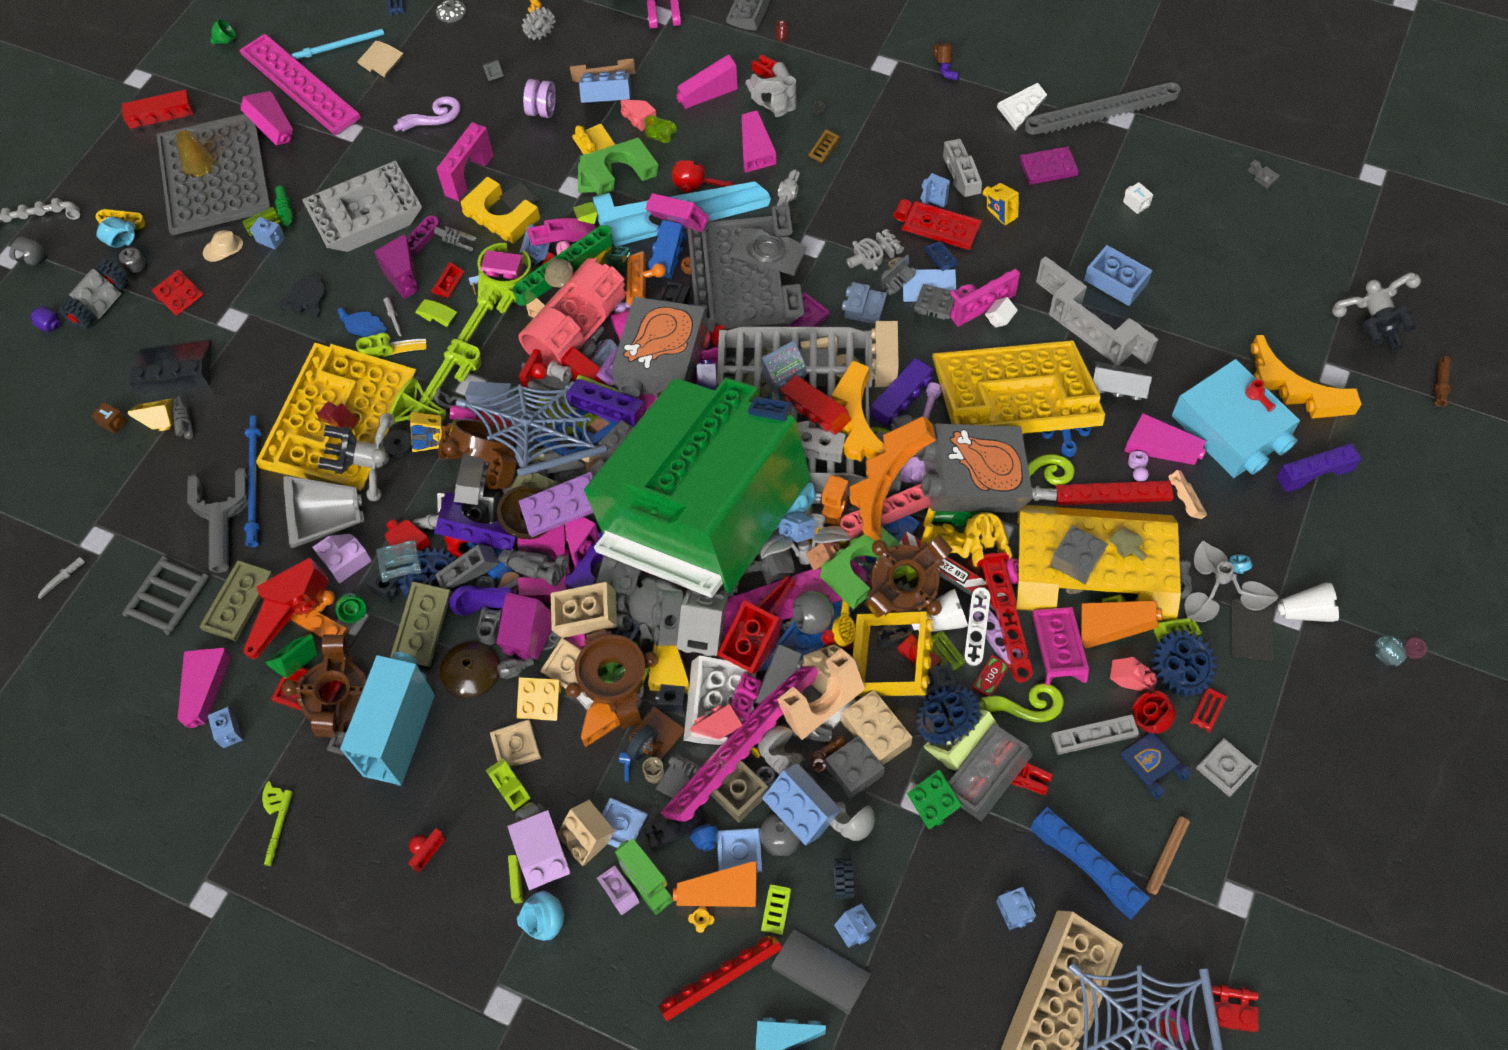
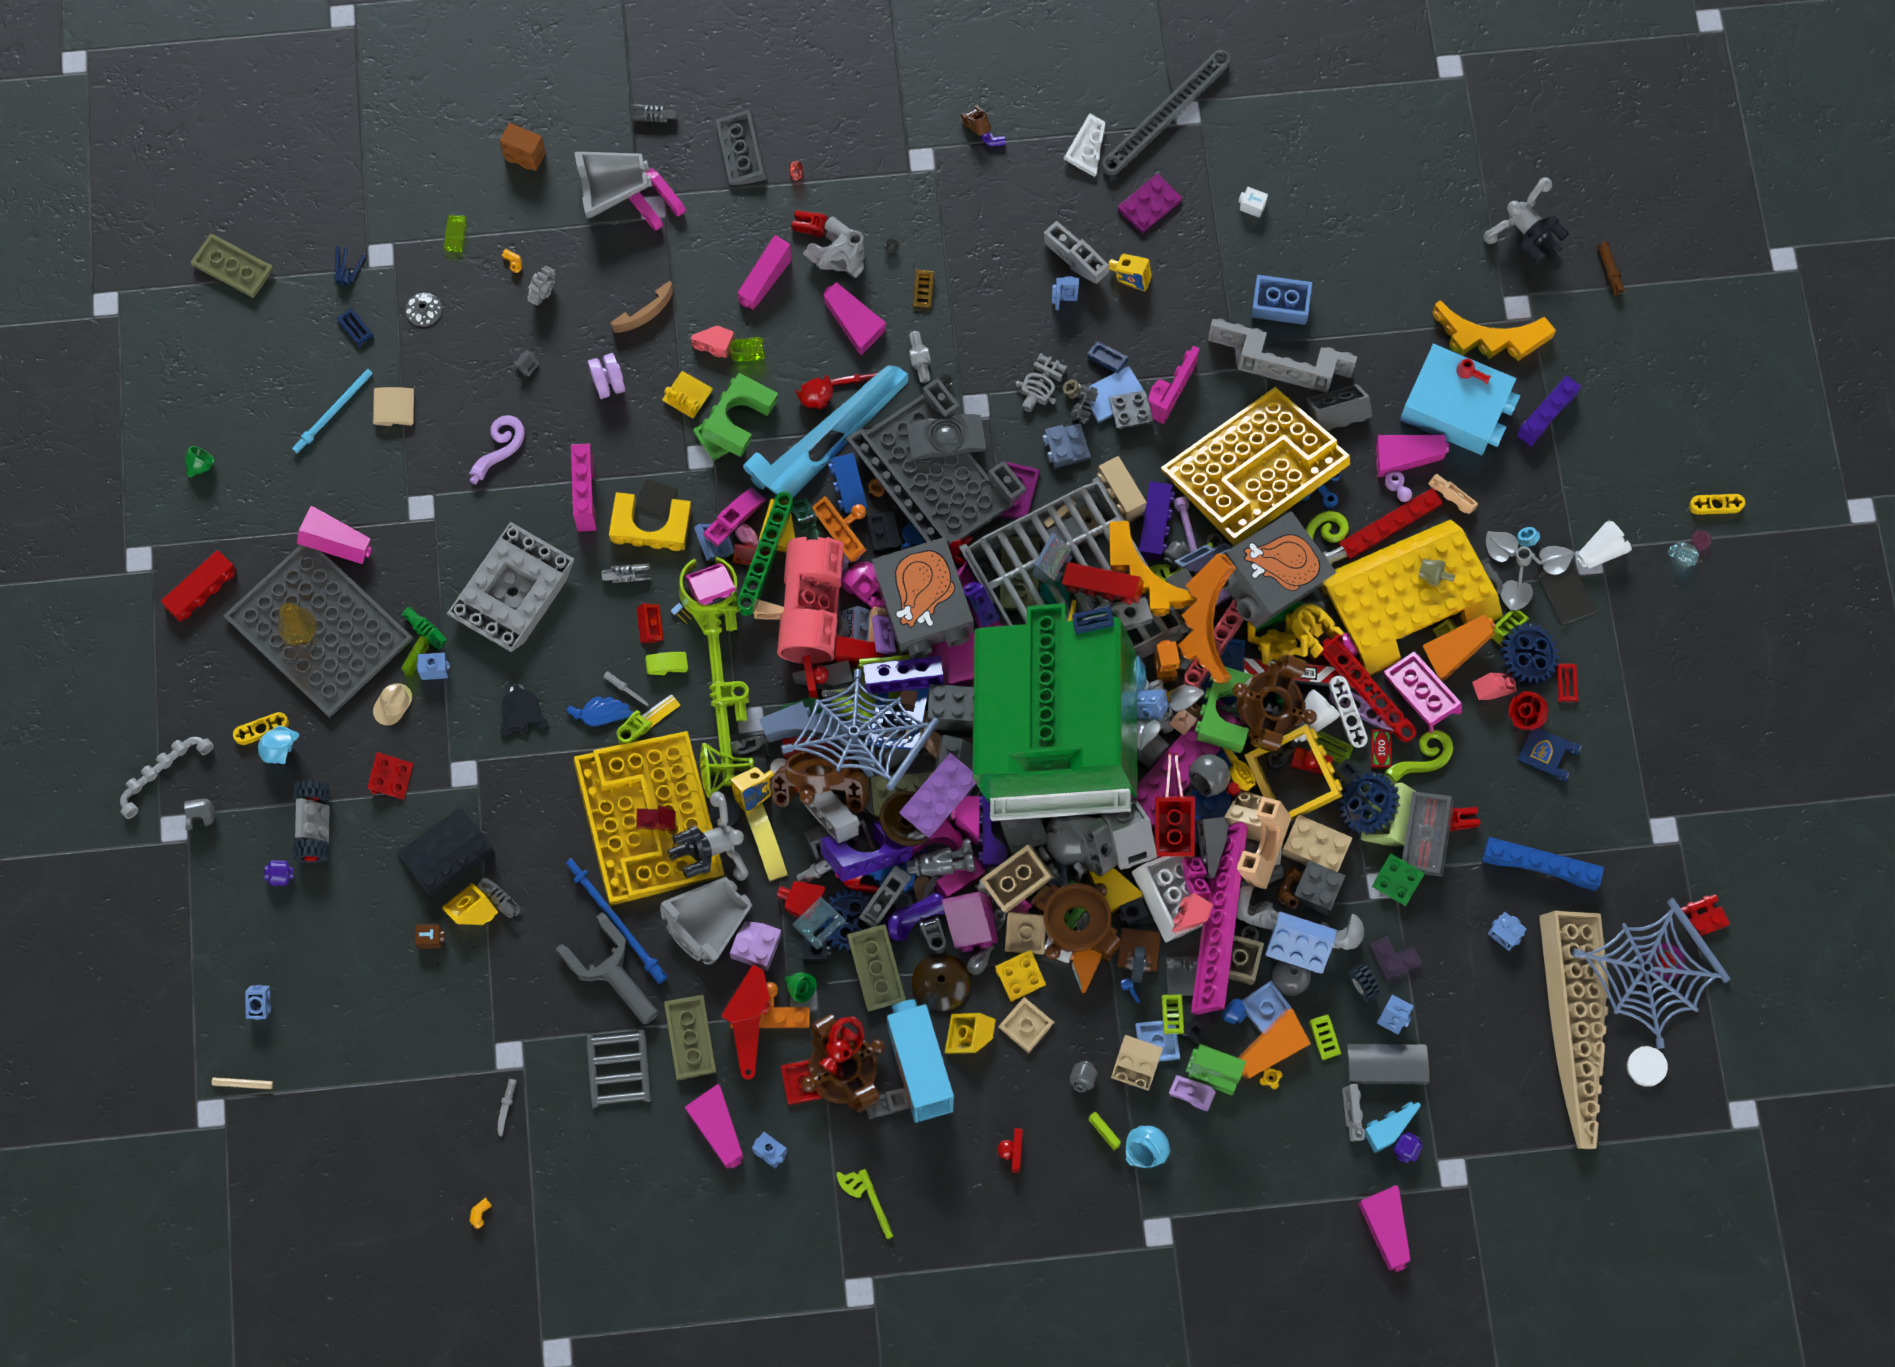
camera: 35 degrees left, 10 degrees up
(132, 260) = (316, 766): flat silver head -> none
(293, 656) = (780, 1056): green slope -> none
(300, 84) = (329, 479): dark pink plate -> none
(330, 668) = (839, 1048): none -> red piece
(399, 266) = (600, 636): magenta slope -> none
(409, 482) = (766, 843): none -> light yellow slope
(423, 227) = (593, 601): magenta beam -> none
(458, 412) = (766, 752): dark pink cone -> none
(460, 723) = (969, 1032): none -> yellow slope
(508, 784) = (1048, 1061): lime brick -> none
(538, 849) = (1111, 1097): lavender slope -> none
(558, 273) = (777, 568): dark tan hair -> none
(559, 371) = (837, 665): light grey bush -> none
(586, 213) = (742, 482): lime slope -> none
(605, 86) = (665, 329): medium blue brick -> none
(653, 765) = (1157, 977): dark tan wheel -> none
(653, 792) = (1172, 999): none -> lime slope
(677, 211) = (840, 443): dark pink slope -> none
(714, 980) = (1315, 1112): red plate -> none
(757, 1000) = (1353, 1114): none -> light grey hinge
(884, 877) = (1393, 963): none -> clear purple plate
(942, 225) = (1091, 323): red hinge -> none
(1001, 312) = (1197, 392): white brick -> none
(1078, 554) = (1400, 604): dark grey brick -> none
(1095, 734) = (1492, 754): light grey hinge -> none
(1167, 855) = (1597, 823): medium nougat axle -> none
(1226, 767) = (1605, 725): light grey tile -> none
(1263, 176) = (1355, 117): flat silver plate -> none
(1457, 621) = (1731, 508): none -> yellow beam

